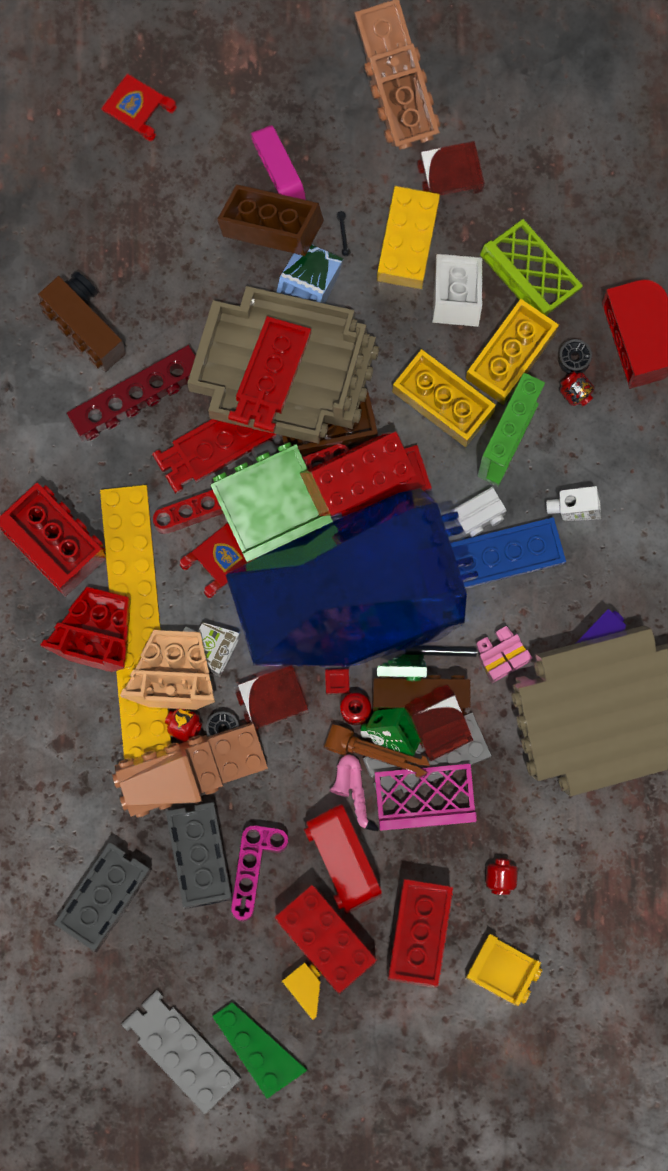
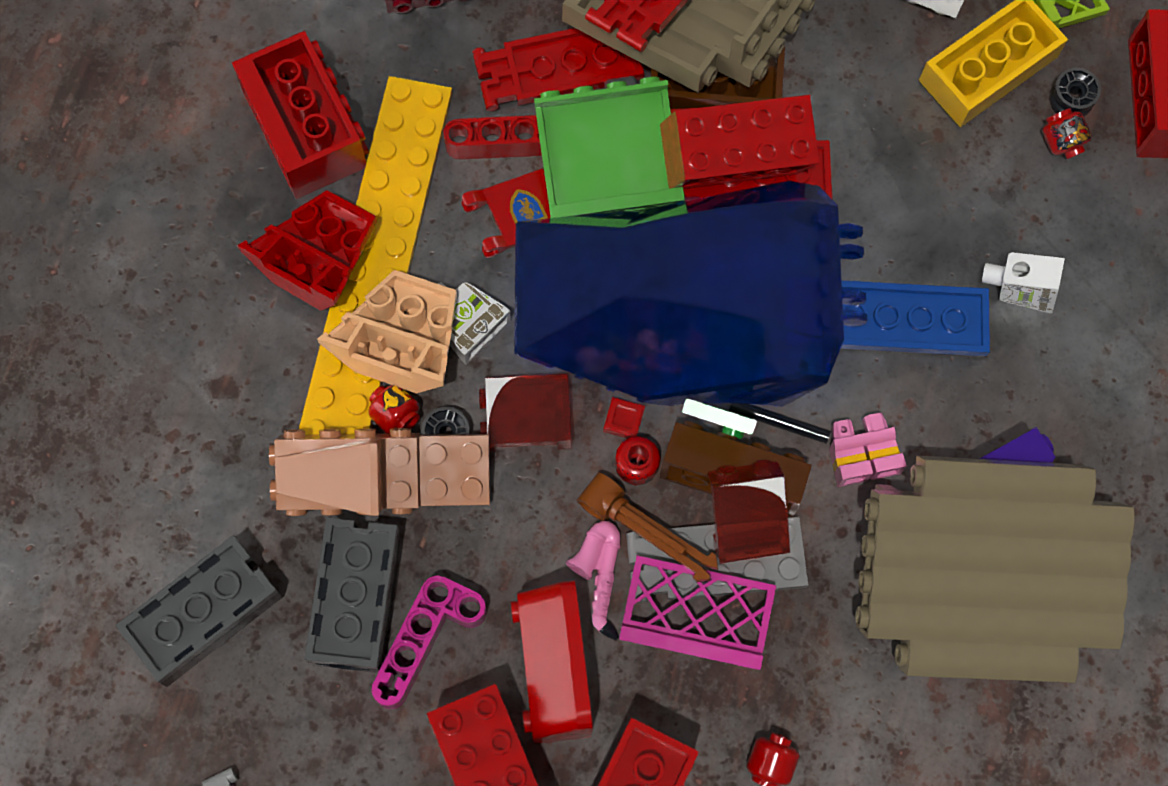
camera: 15 degrees right, 5 degrees down
(392, 730) = (680, 505): green torso -> none
(443, 398) = (883, 91): yellow brick -> none
(480, 512) = (889, 253): white brick -> none
(510, 429) = (964, 150): bright green panel -> none

